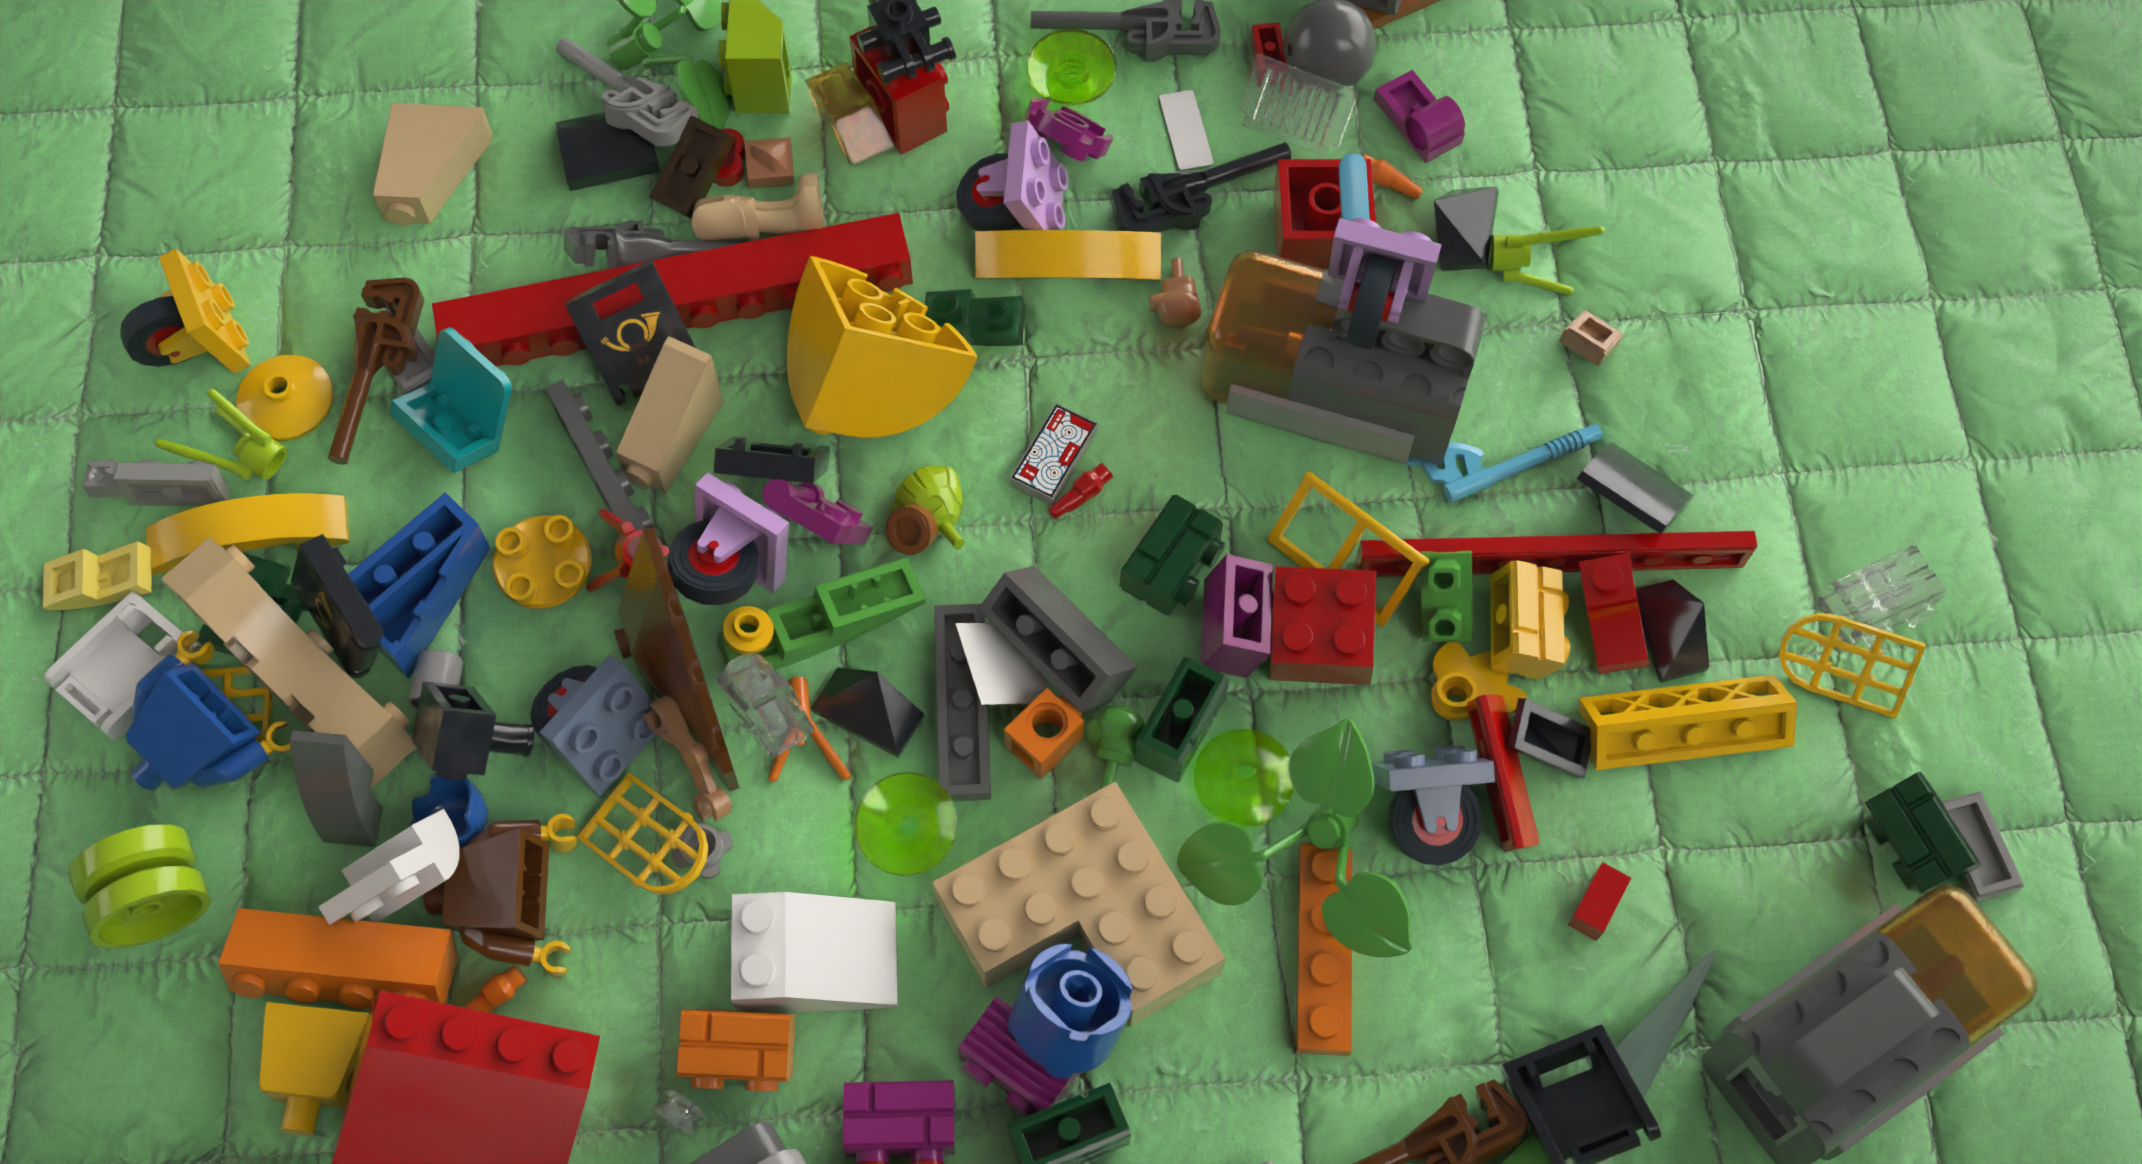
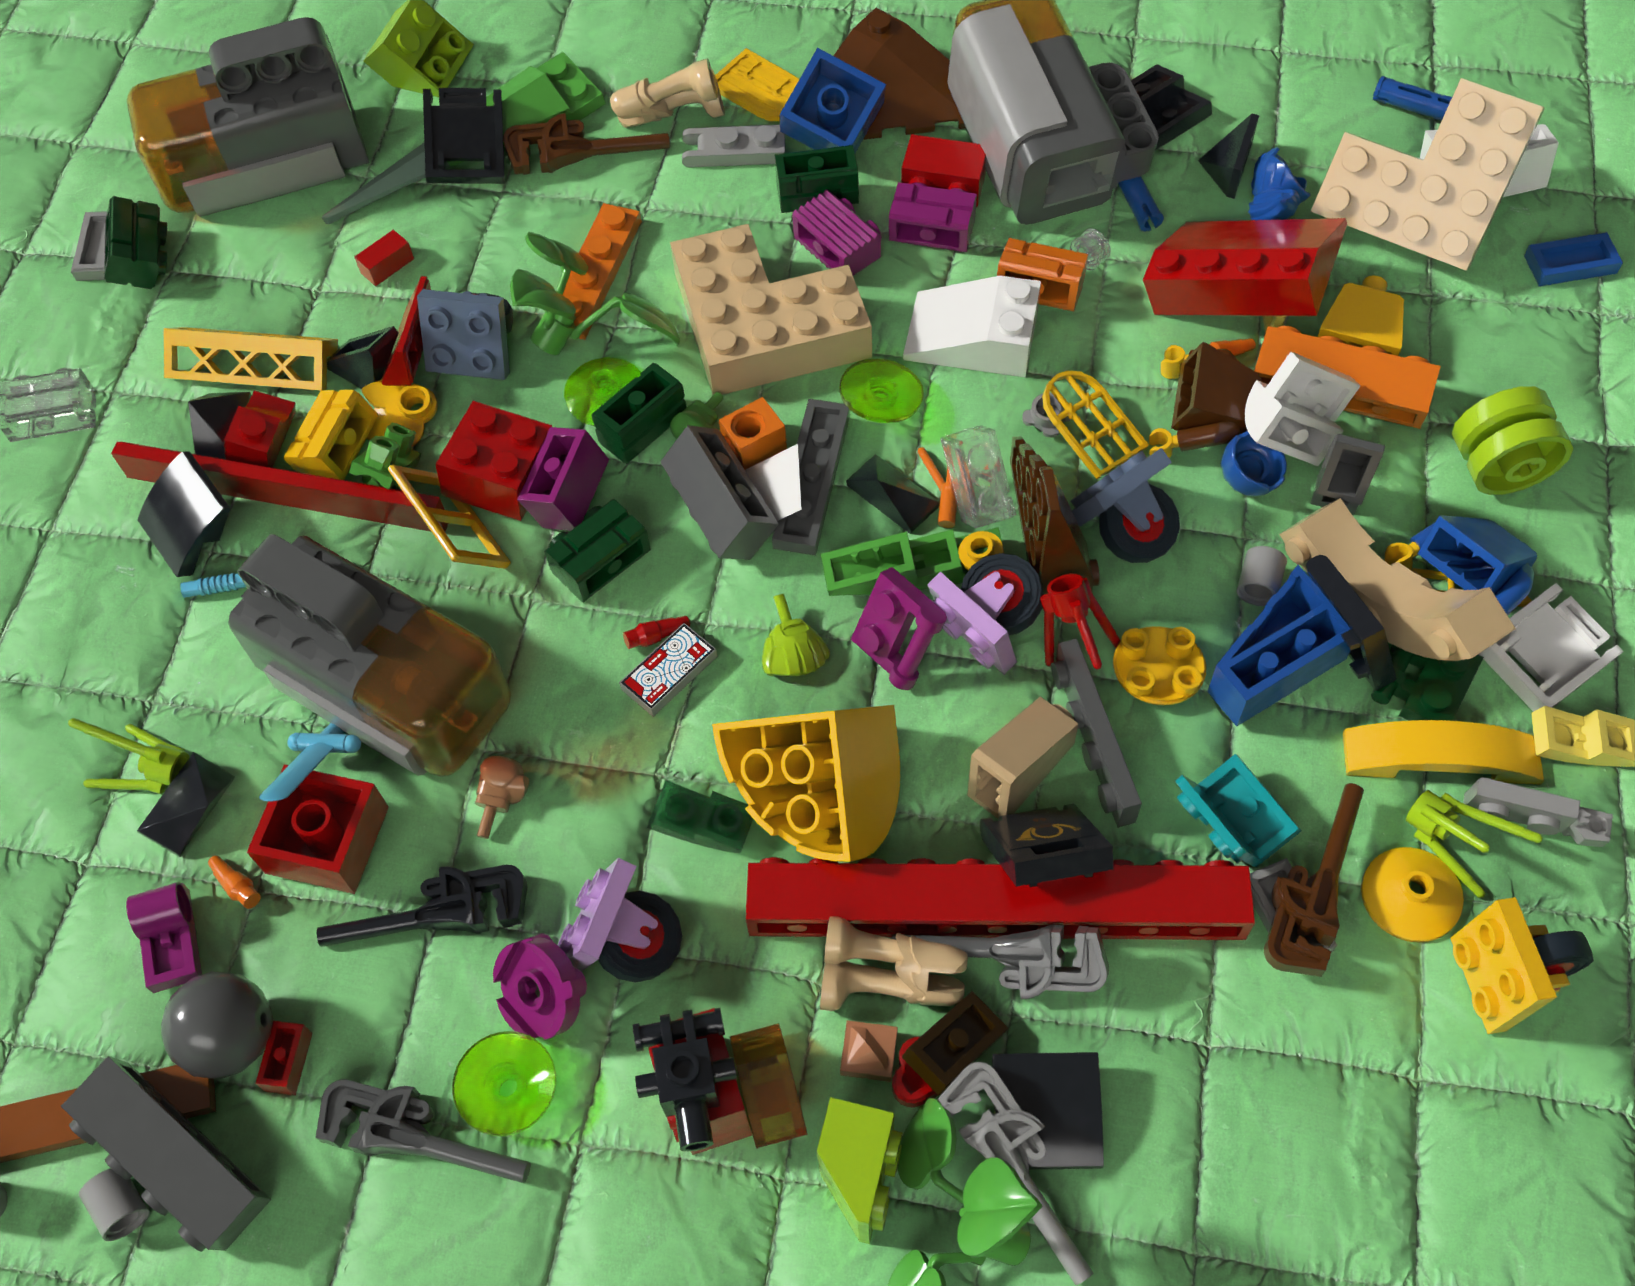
camera: 160 degrees left, 5 degrees down
(427, 158) = (1260, 1136): tan slope -> none
(459, 730) = (1242, 500): black brick -> none
(670, 725) = (1040, 446): medium nougat piece -> none
(771, 460) = (929, 687): black container -> none
(911, 529) = (817, 619): dark orange tile -> none
(1068, 254) = (589, 846): yellow slope -> none
(1071, 1009) = (792, 219): blue brick -> none
(1186, 130) = (411, 996): white sticker -> none
(1296, 105) = (286, 972): clear window -> none
(1379, 274) = (318, 566): lavender plate -> none
(1591, 338) = (139, 667): medium nougat tile -> none
(1869, 655) = (100, 374): yellow window -> none

